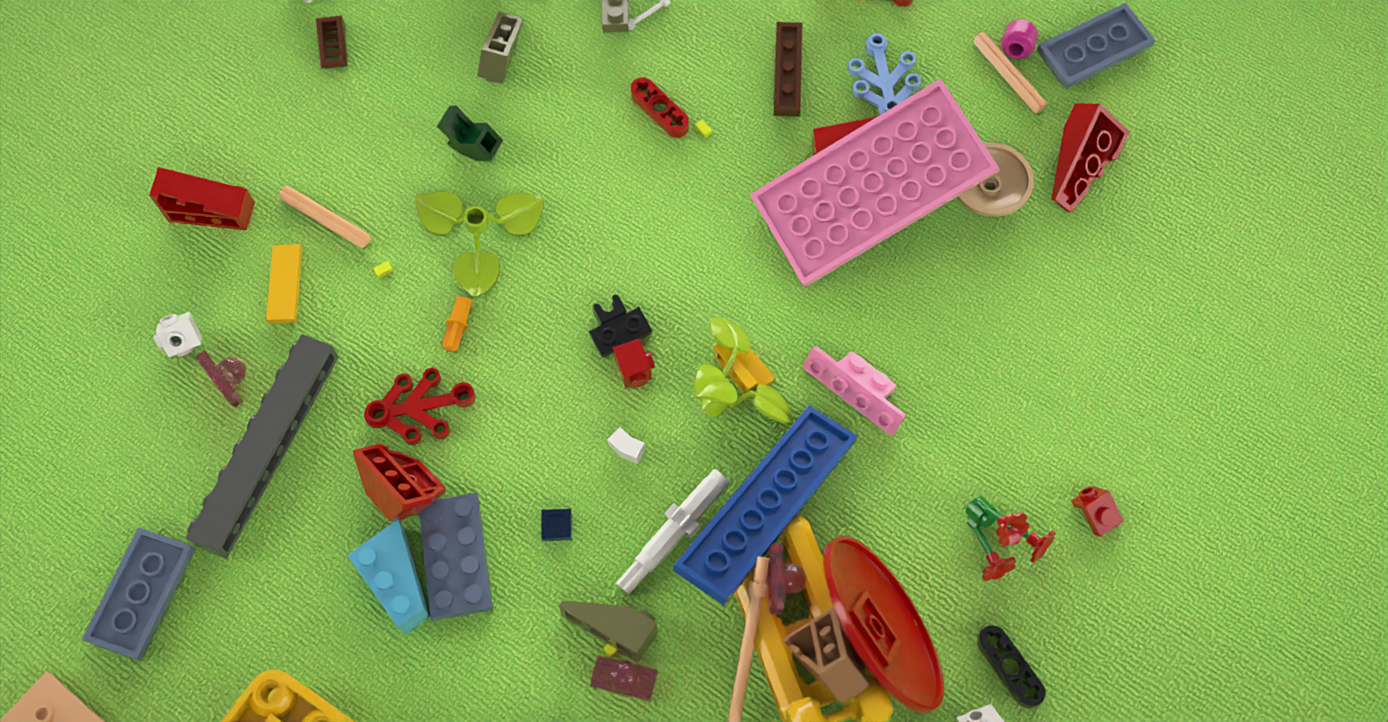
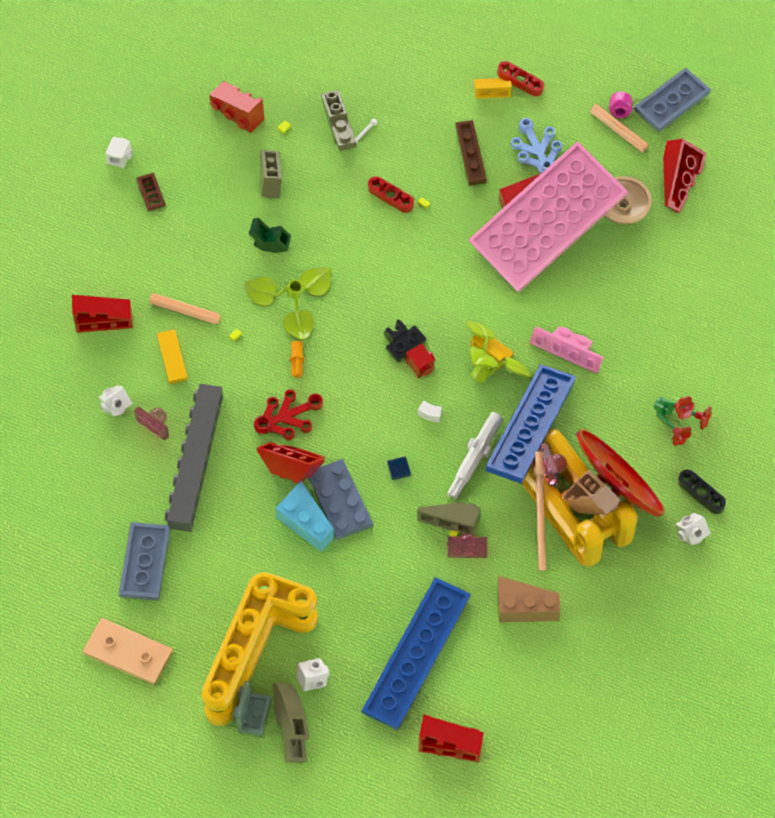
camera: 15 degrees left, 5 degrees down
(1098, 509) = (735, 390): bracket -> none

